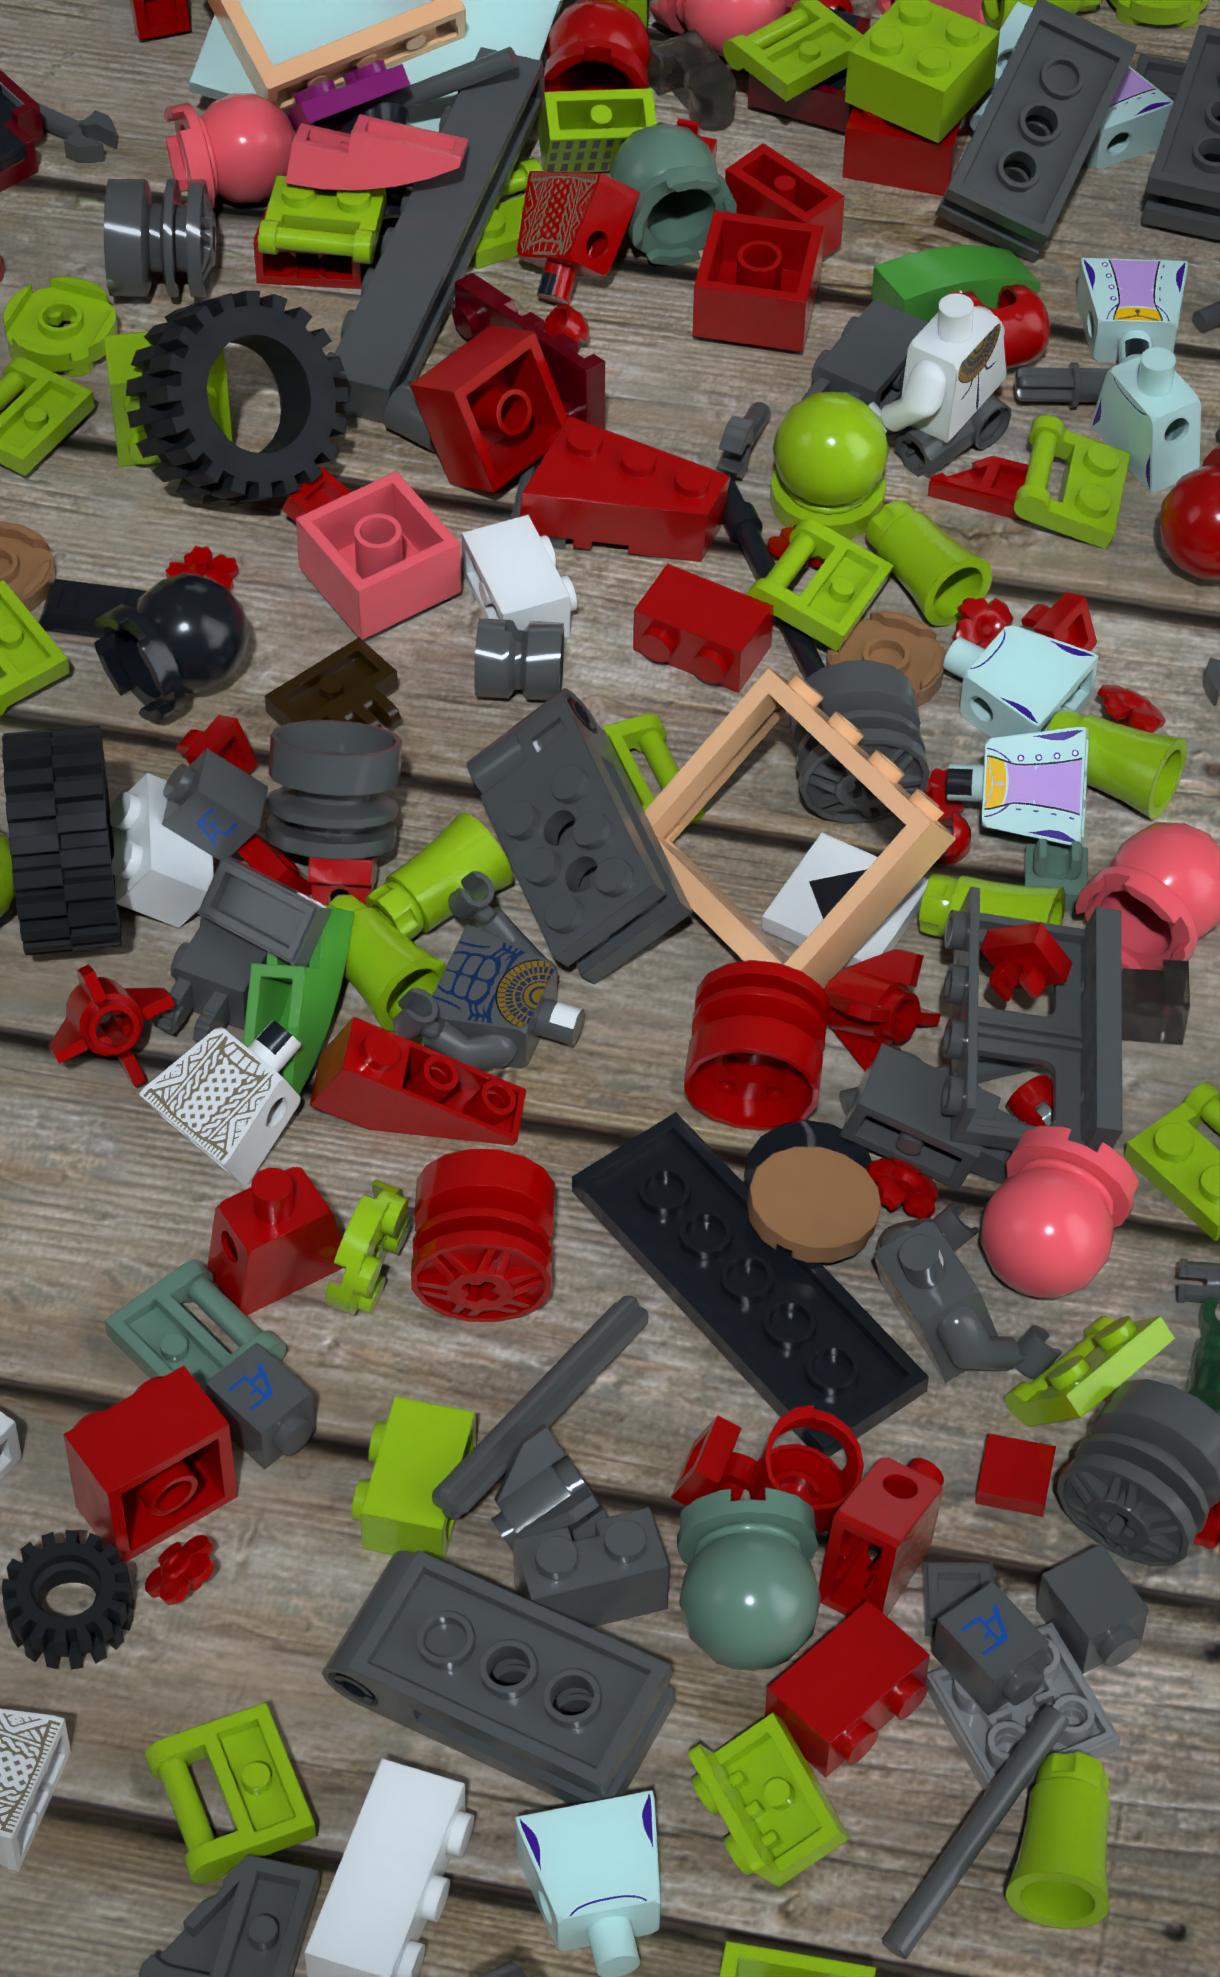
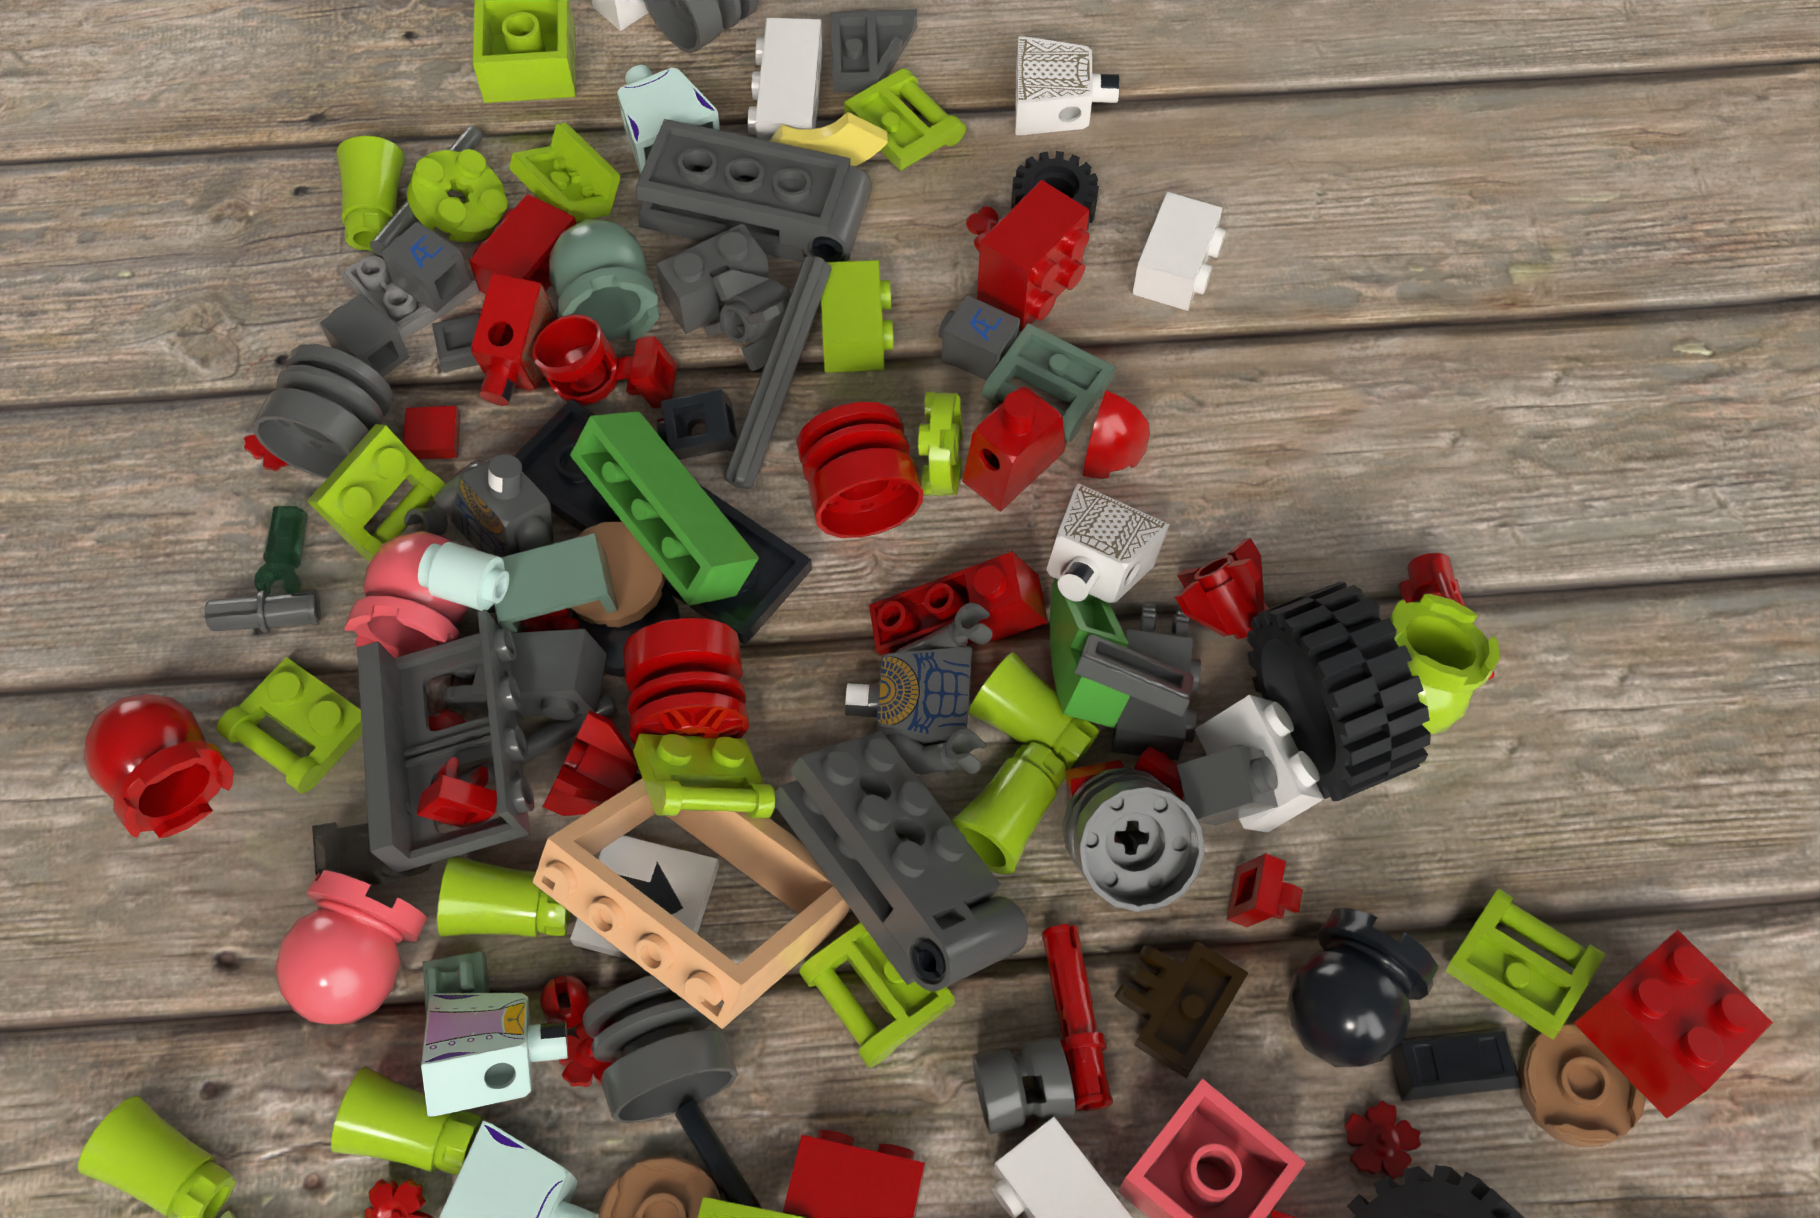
camera: 165 degrees right, 10 degrees up
(151, 1230) = (1117, 437): none -> red brick
(346, 1743) = (846, 138): none -> light yellow tile
(447, 693) = (1078, 1027): none -> red pin
(665, 1372) = (685, 412): none -> black brick
(735, 1229) = (664, 507): none -> bright green brick
(793, 944) = (702, 775): none -> lime plate
(887, 1166) = (555, 580): none -> sand green panel
(911, 1772) = (467, 174): none -> lime plate
(986, 1138) = (463, 575): none -> light aqua brick

